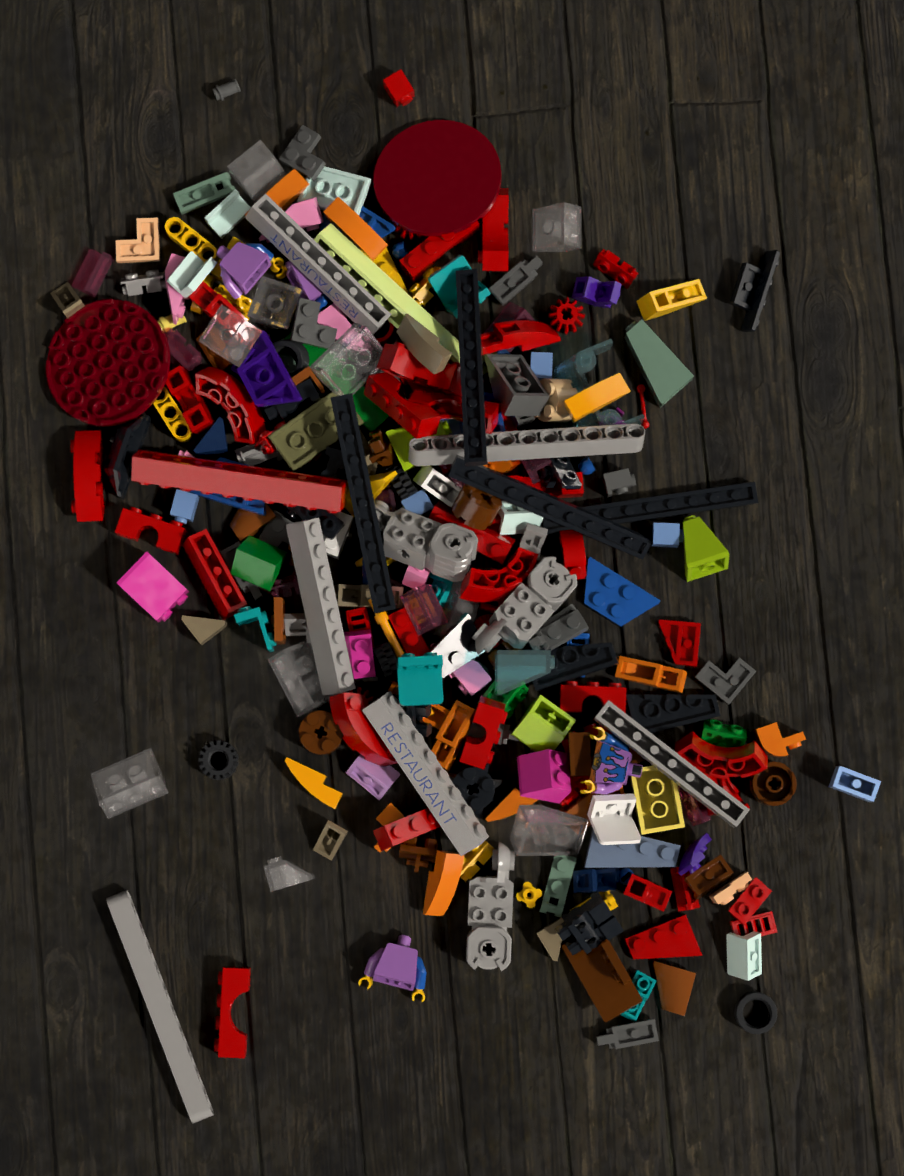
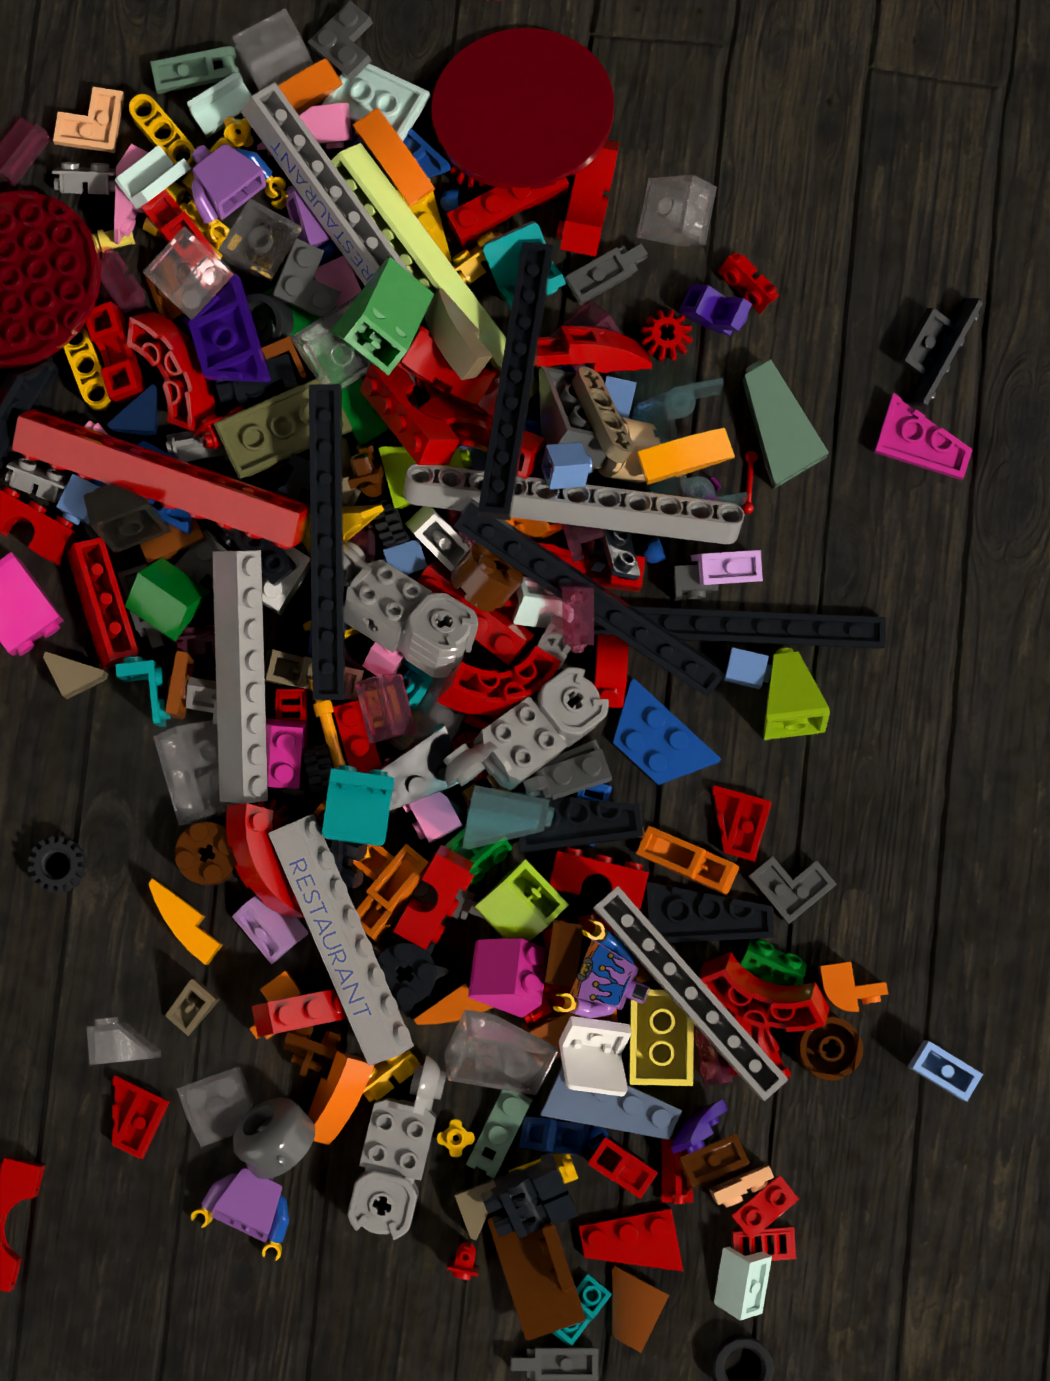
camera: 10 degrees right, 0 degrees up
(160, 497) = (26, 474): none -> light grey hinge
(218, 512) = (123, 517): none -> clear smoke slope
(243, 236) = (233, 137): none -> yellow plate
(307, 922) = (135, 1117): none -> red wing
(362, 904) = (216, 1105): none -> clear slope
(373, 340) = (385, 316): none -> green slope
(405, 917) = (273, 1137): none -> dark grey piece
(517, 419) = (566, 465): none -> medium blue brick
(534, 379) = (602, 414): none -> dark tan beam
(544, 522) = (578, 617): none -> clear pink hinge
(552, 977) = (463, 1265): none -> red hinge
(641, 467) = (729, 567): none -> lavender panel
(670, 299) = (817, 339): yellow slope -> none
(754, 356) = (919, 442): none -> dark pink wing

